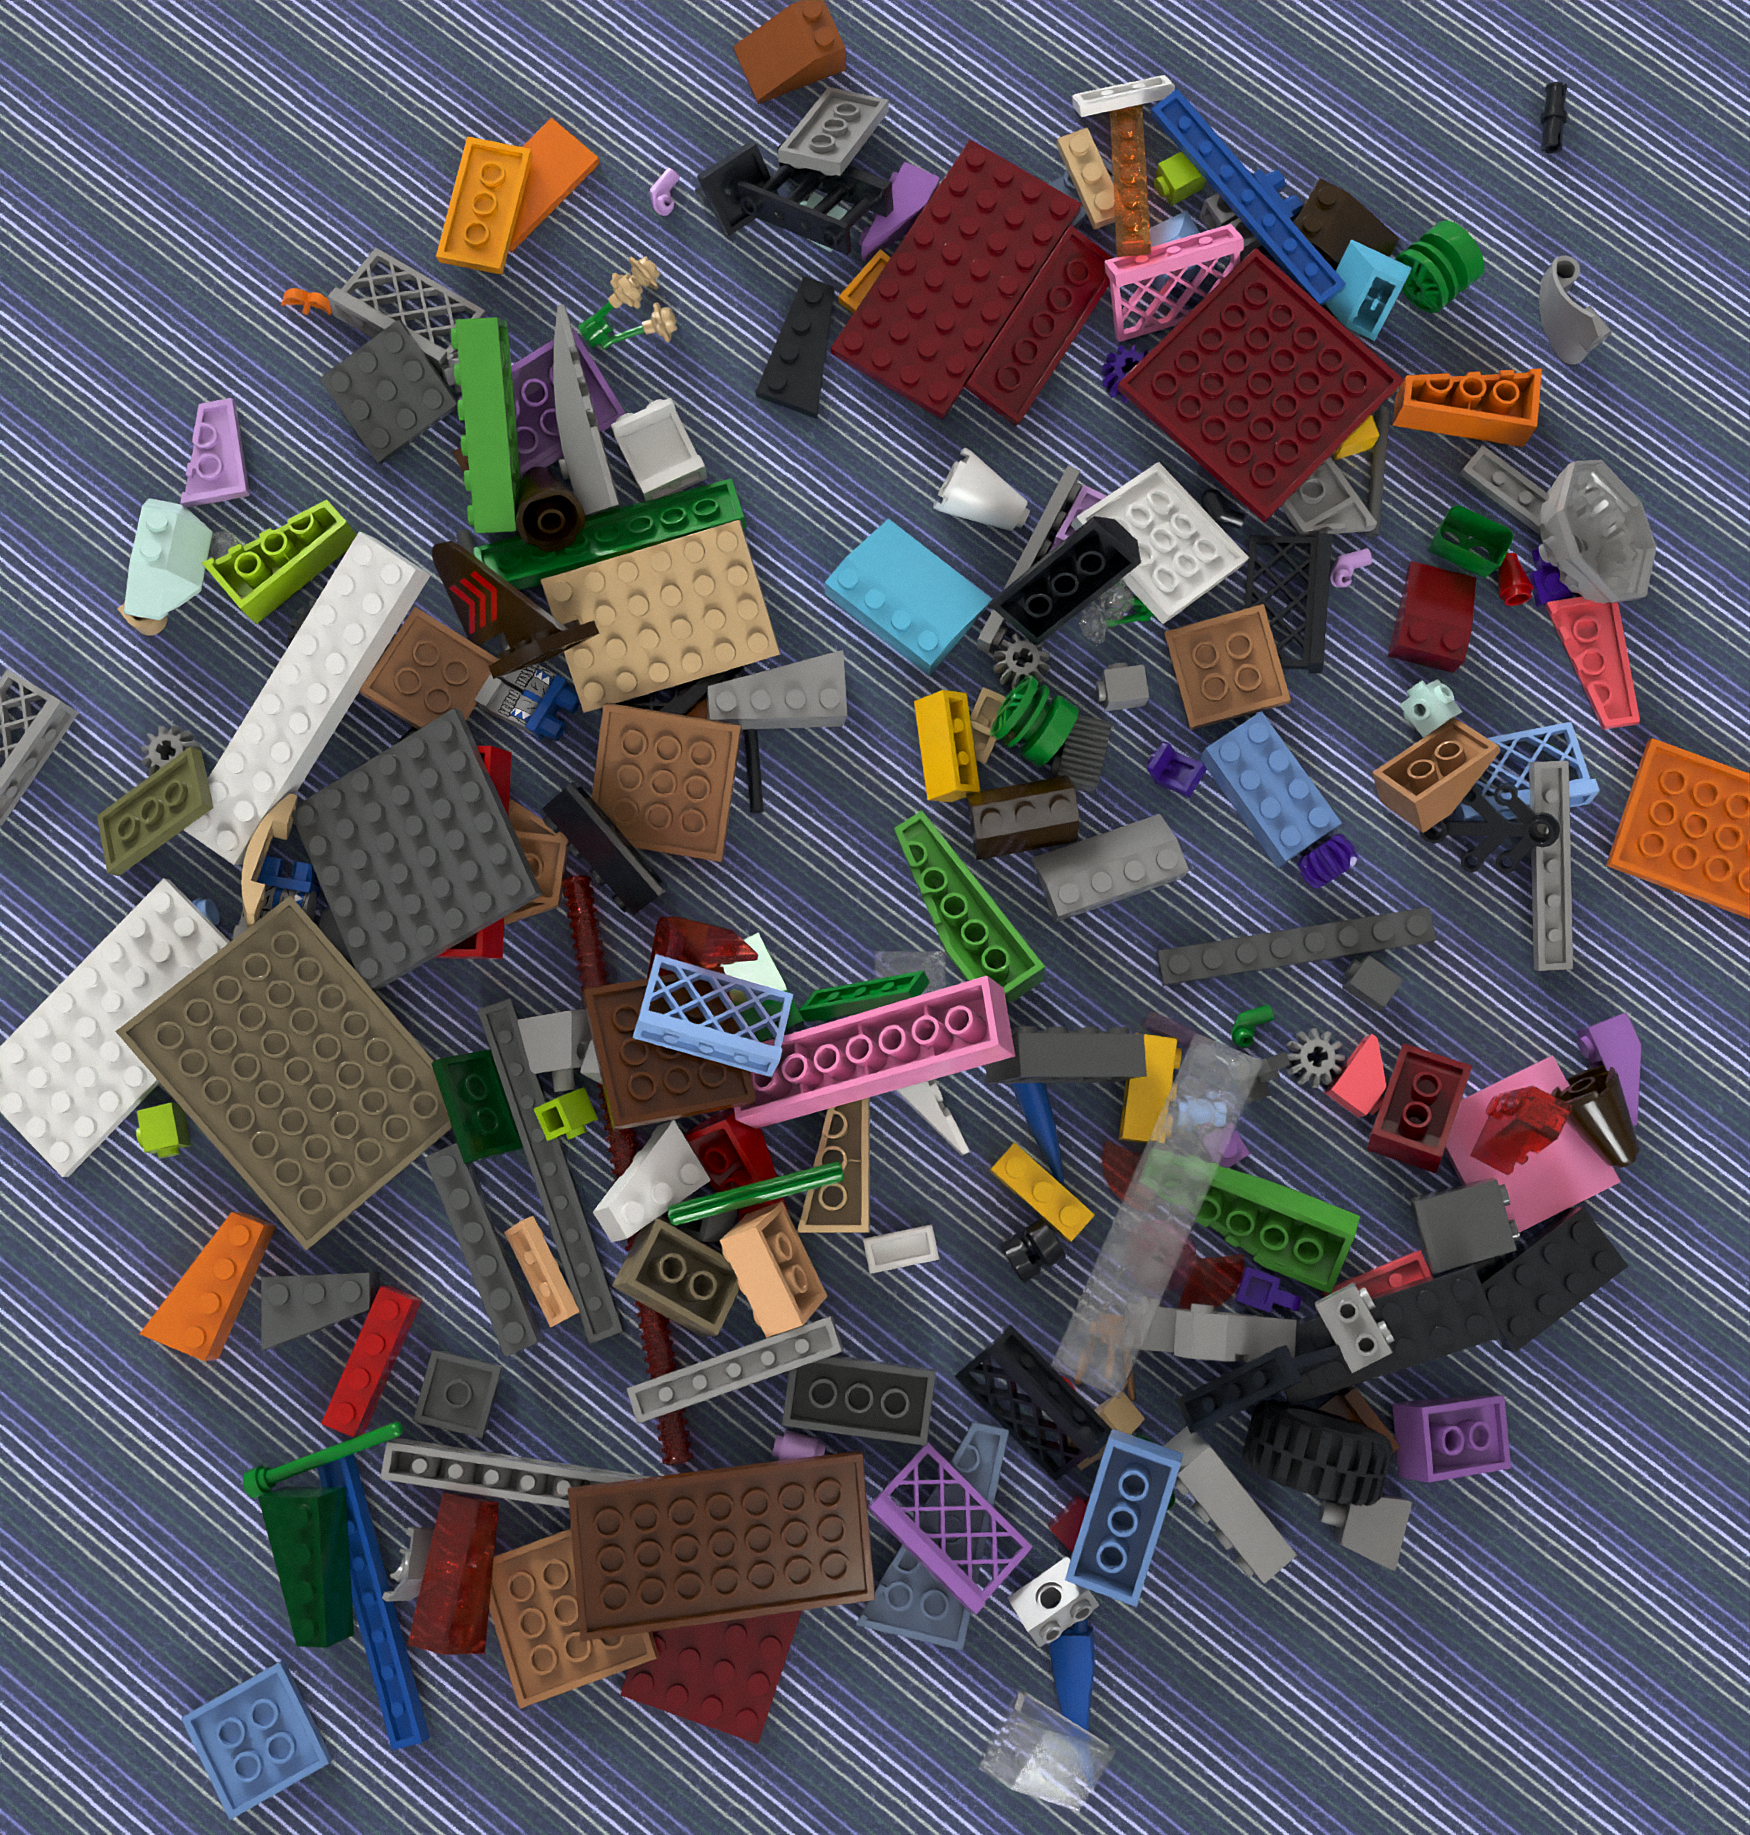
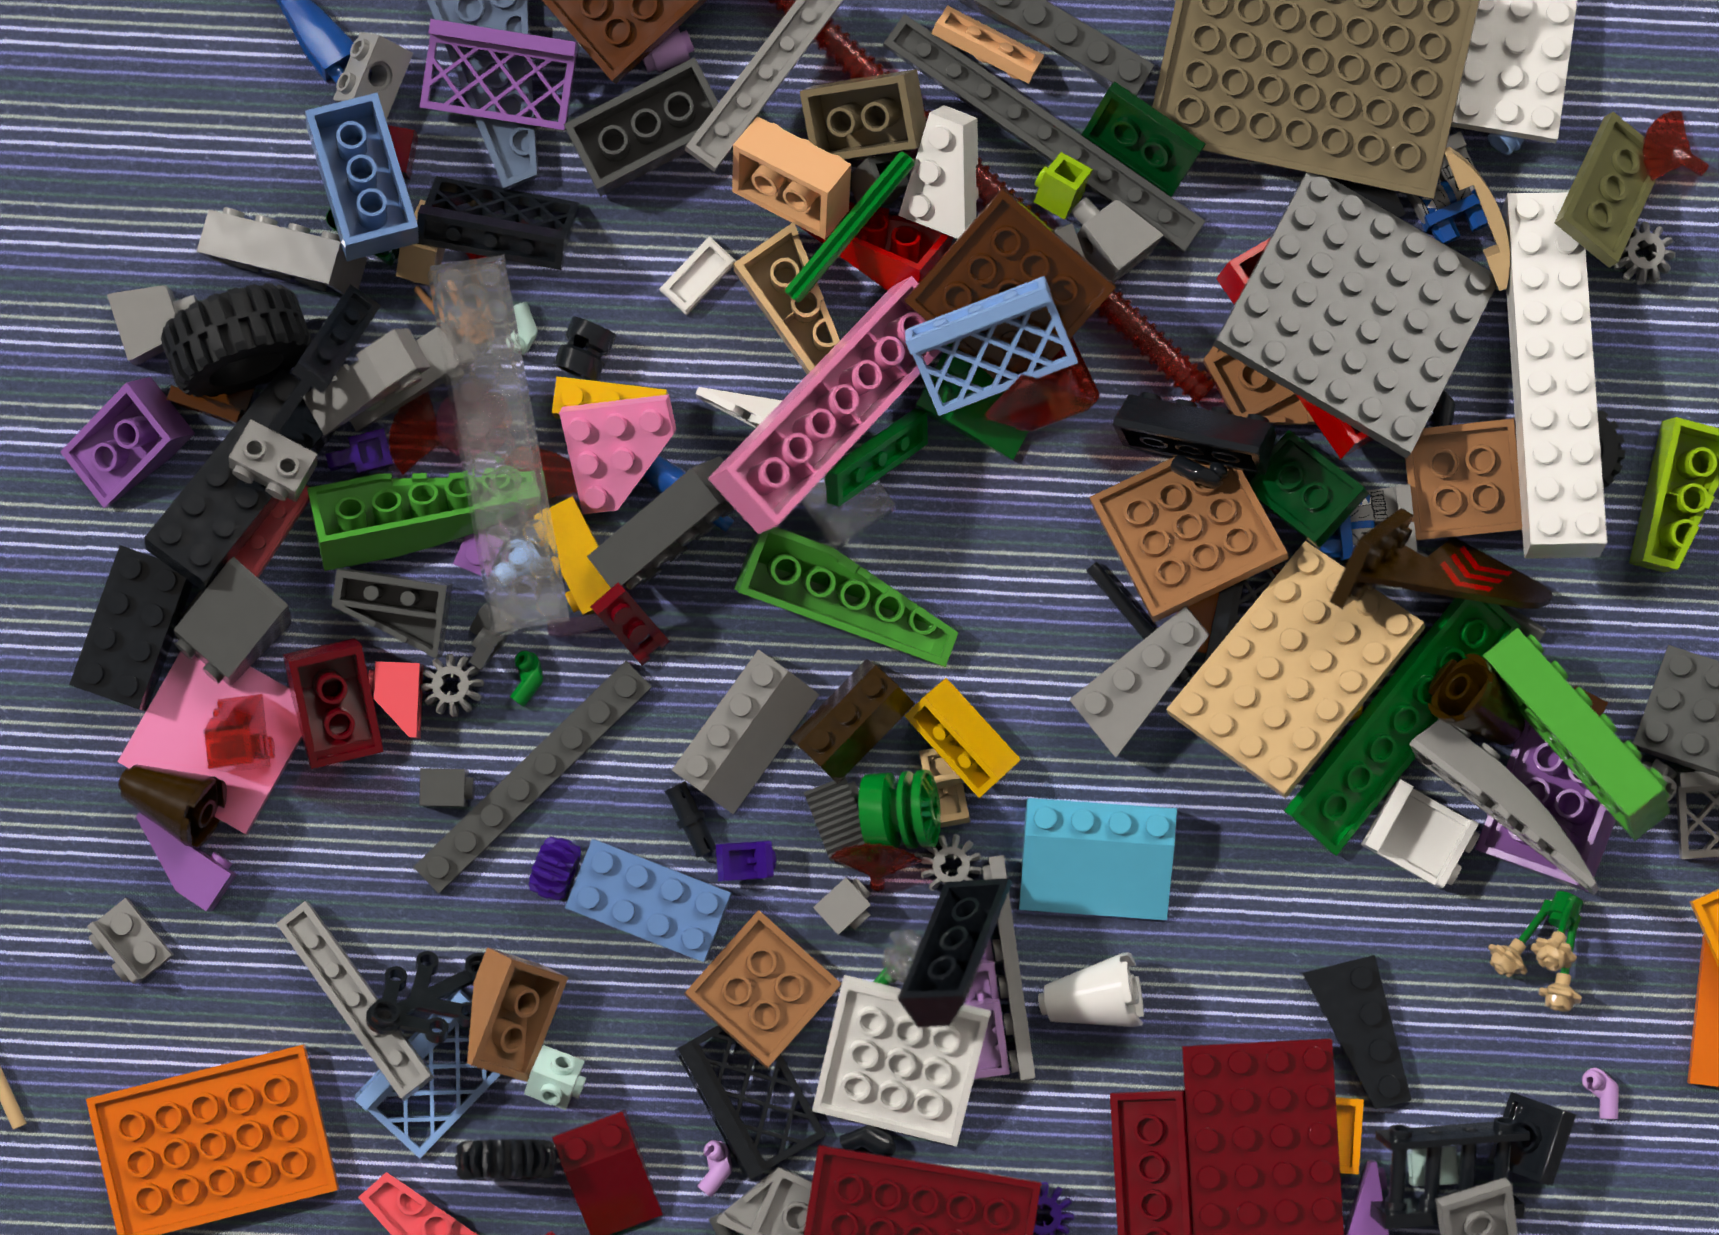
camera: 150 degrees right, 5 degrees up
(89, 820) = (1668, 148): none -> clear red hand
(553, 747) = (1306, 489): none -> dark green plate
(626, 816) = (1197, 473): none -> black arm
(1062, 1152) = (614, 446): none -> bright pink plate
(1066, 1303) = (526, 326): none -> light aqua arm
(1079, 697) = (875, 861): none -> clear red hand
(1145, 1005) = (629, 623): none -> dark red plate
(1195, 829) = (691, 819): none -> black pin
(1318, 1149) = (398, 605): none -> dark grey wedge
(1512, 667) = (505, 1159): none -> black gear
(1698, 1034) = (129, 942): none -> light grey bracket

